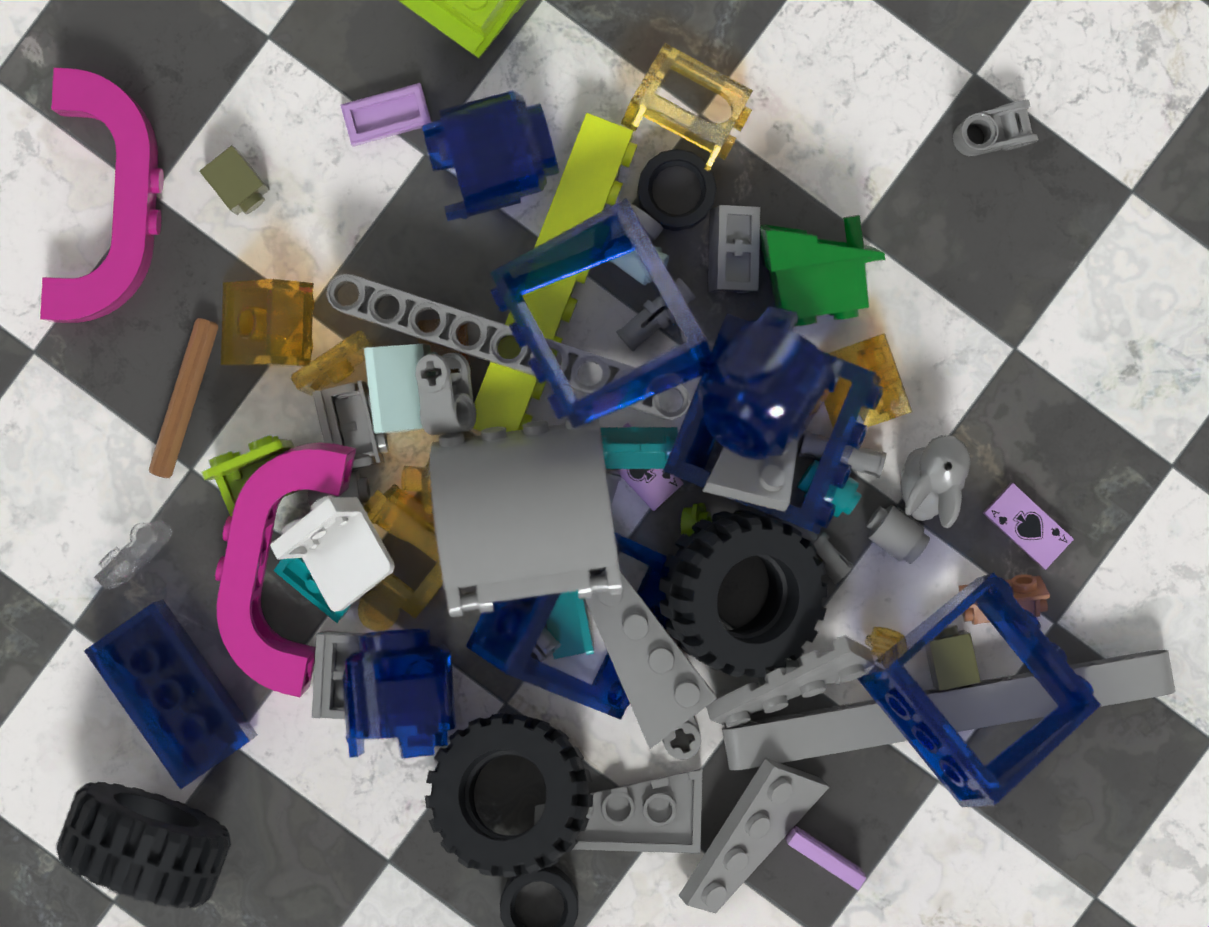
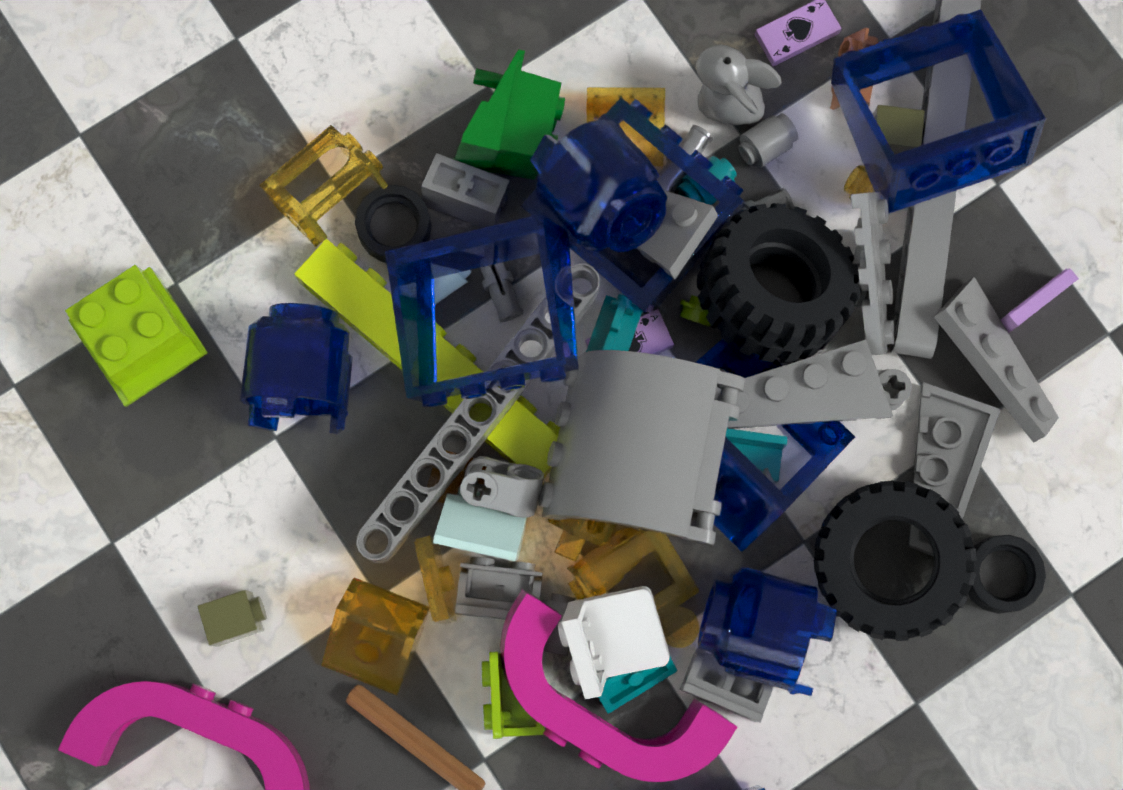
camera: 70 degrees left, 10 degrees down
(386, 114) = (225, 459): lavender tile -> none

